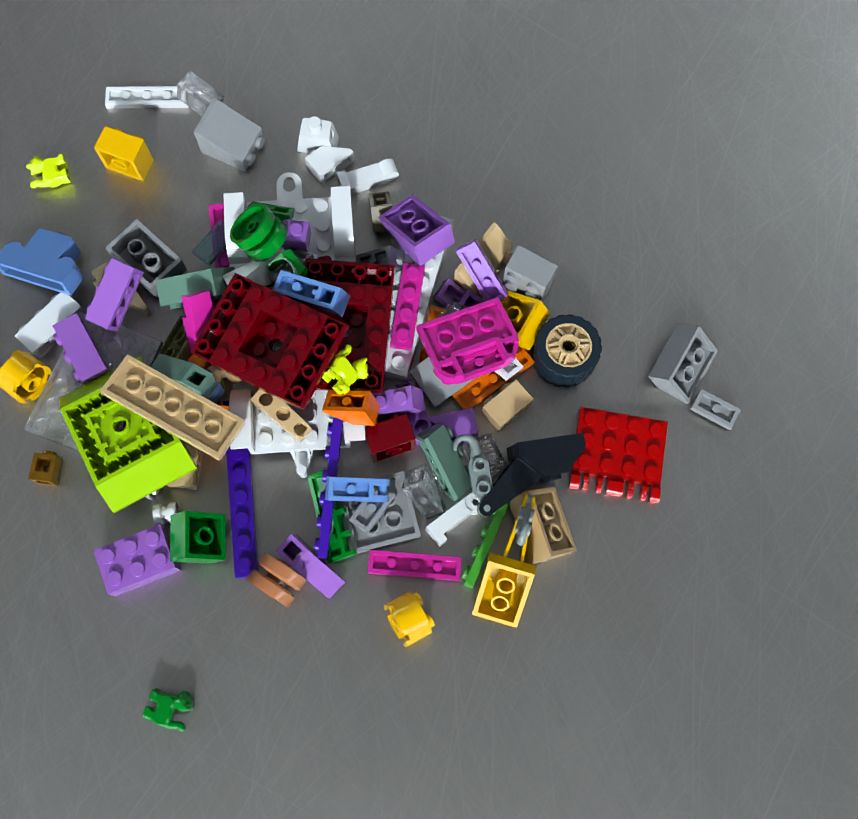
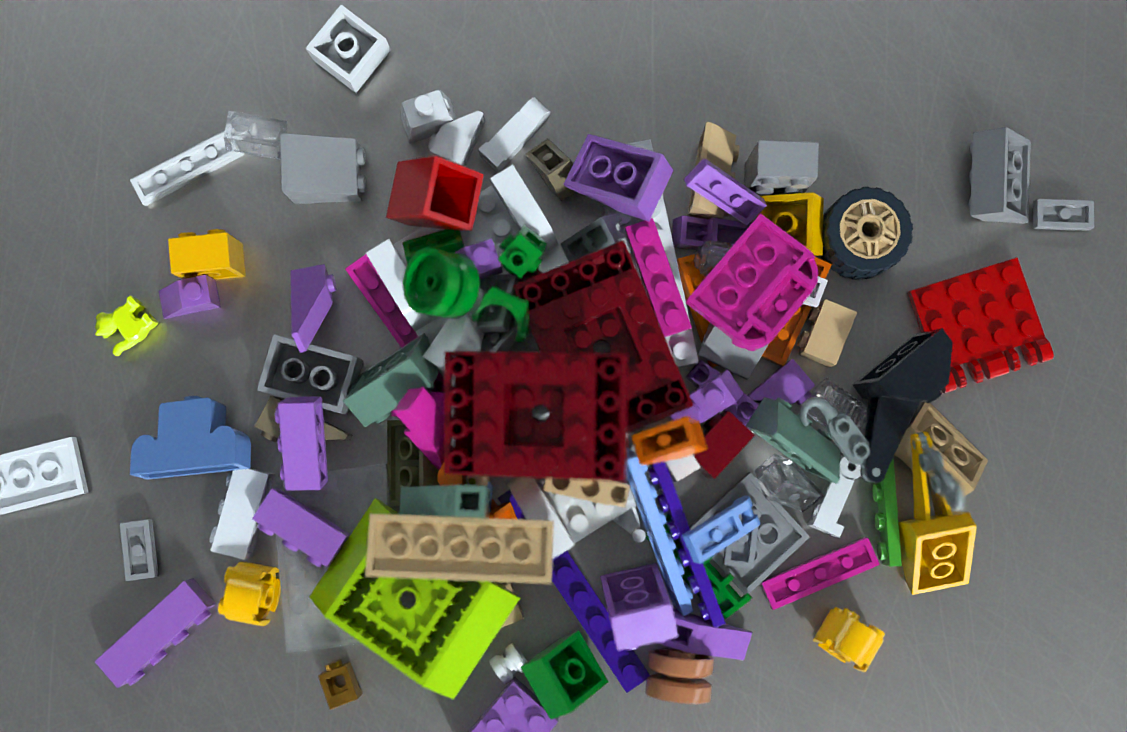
camera: 25 degrees left, 10 degrees up
(100, 174) = (189, 296): none -> medium lavender slope
(173, 211) = (309, 302): none -> medium lavender slope
(212, 244) = (379, 315): clear light blue tile -> none
(271, 514) = (638, 607): none -> medium lavender brick
(289, 73) = (348, 48): none -> white brick
(289, 180) = (434, 194): none -> red slope
(312, 292) = (550, 330): medium blue slope -> none
(314, 482) = (660, 540): none -> light blue plate
(323, 240) = (521, 252): none -> green brick
(345, 372) = (646, 408): neon yellow animal -> none

